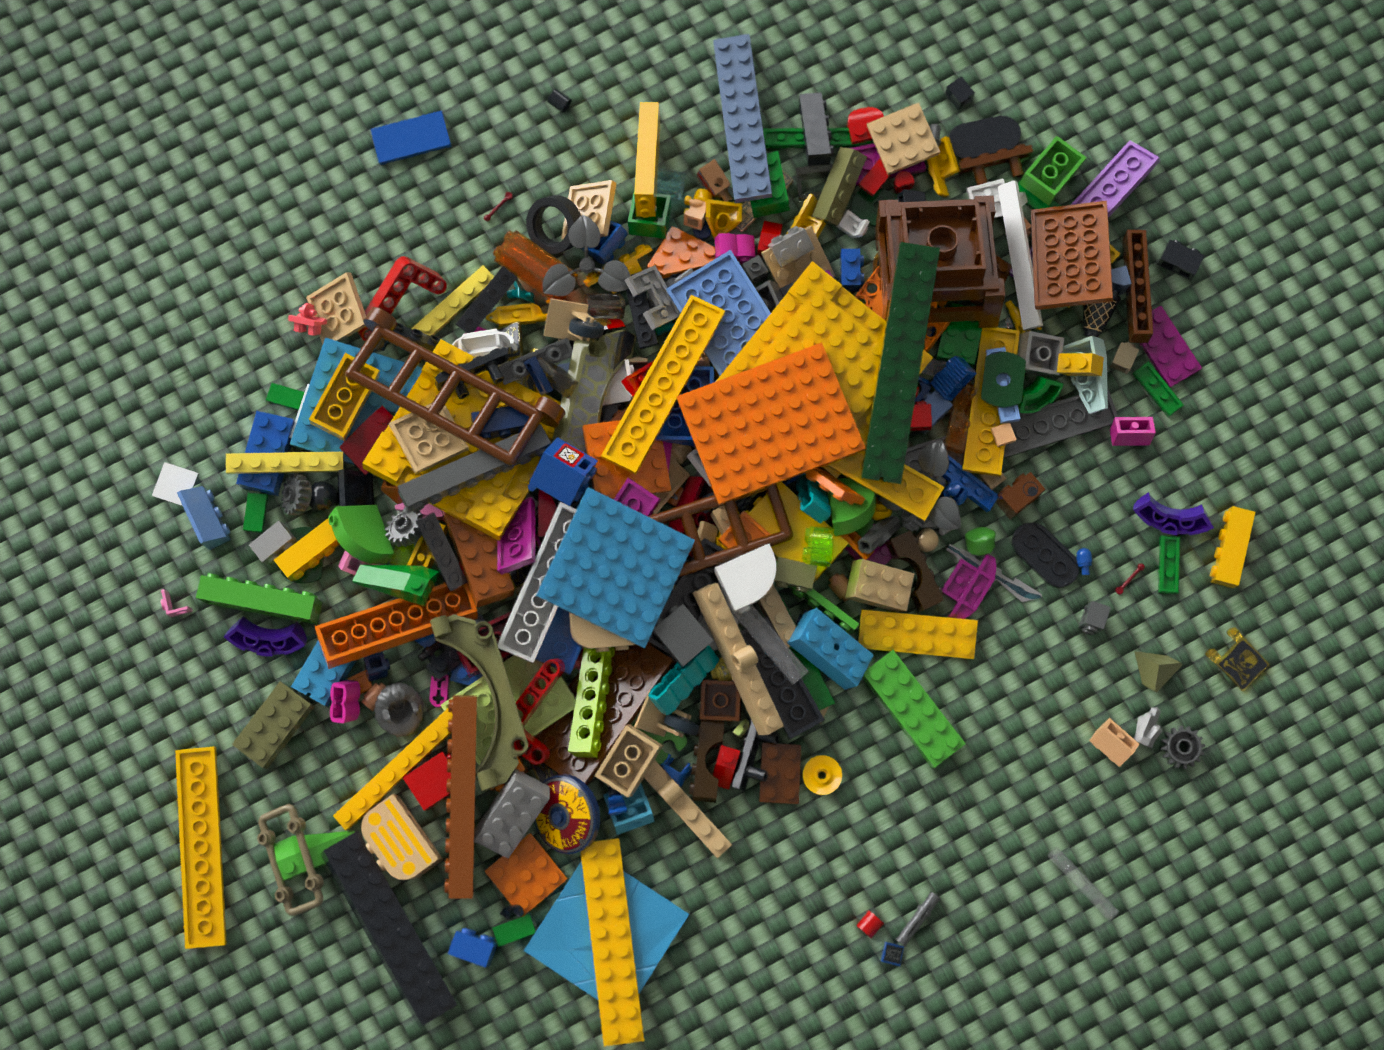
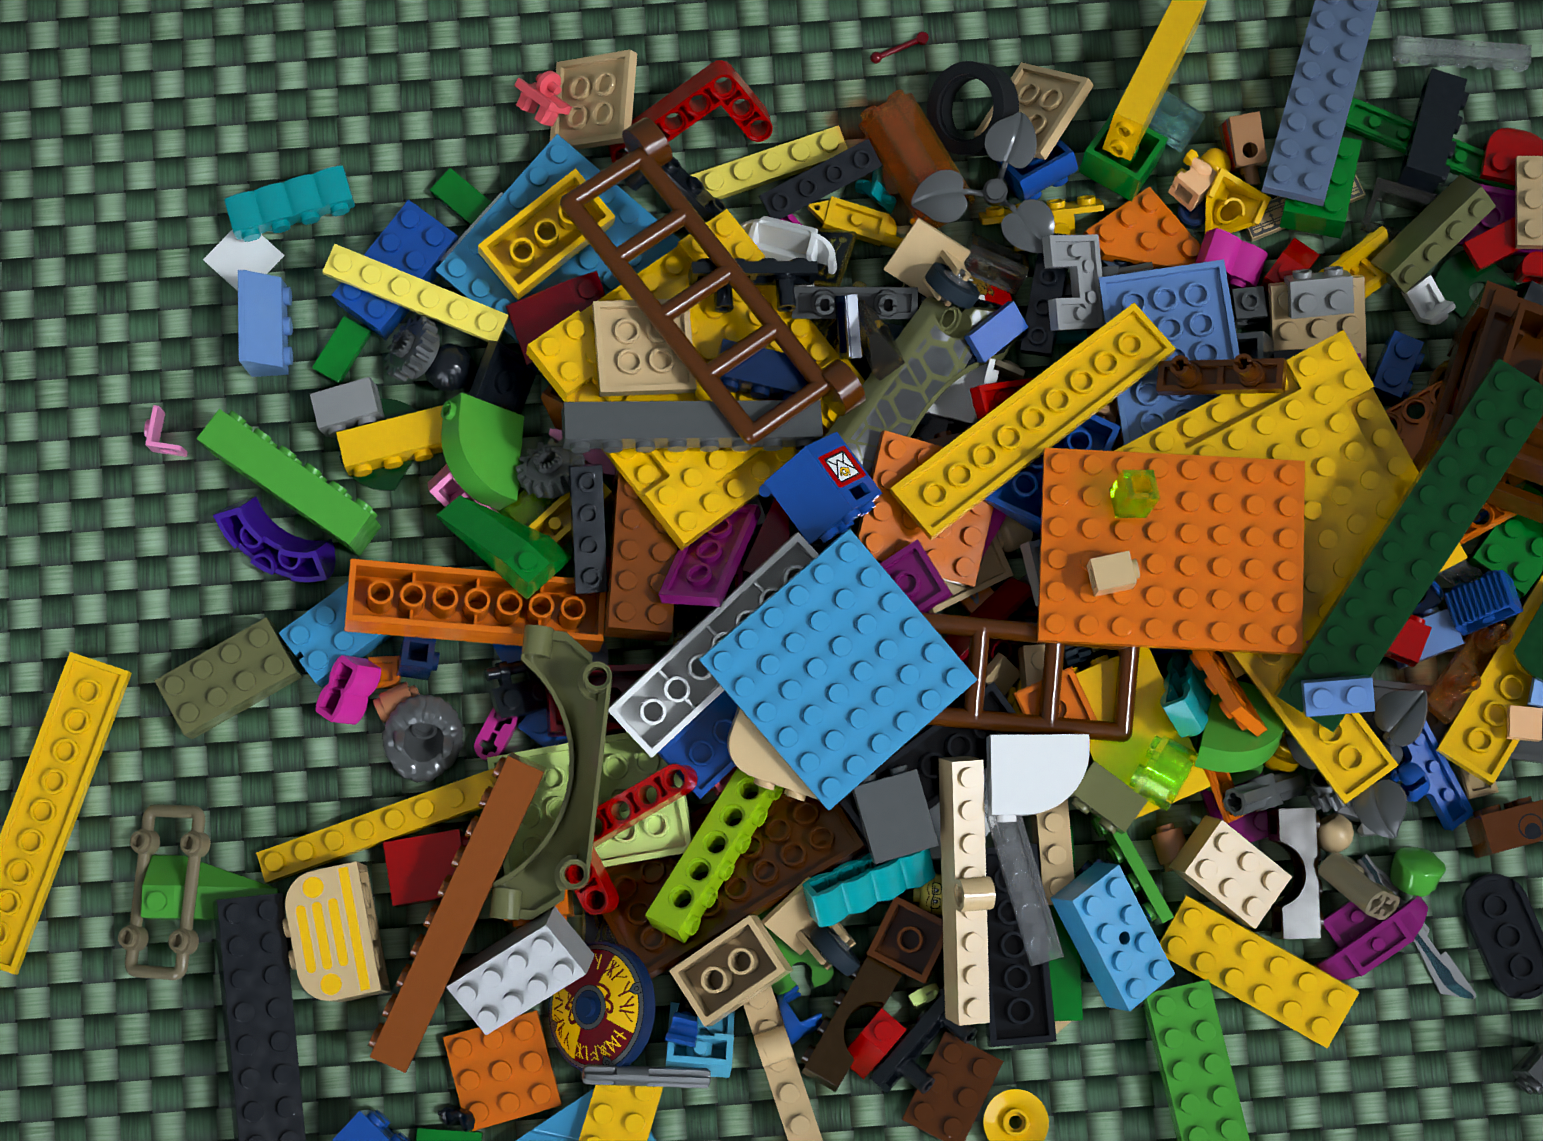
camera: 25 degrees right, 0 degrees up
(188, 441) = (289, 202): none -> teal brick
(607, 840) = (646, 1076): none -> dark grey axle
(621, 343) = (996, 331): none -> tile
(736, 400) = (1134, 493): none -> clear neon green brick
(743, 449) = (1113, 573): none -> tan brick
(754, 316) = (1223, 376): none -> reddish brown plate
(812, 78) = (1462, 53): none -> clear piece
(894, 462) = (1338, 695): none -> medium blue brick
(948, 562) = (1350, 880): none -> dark tan connector

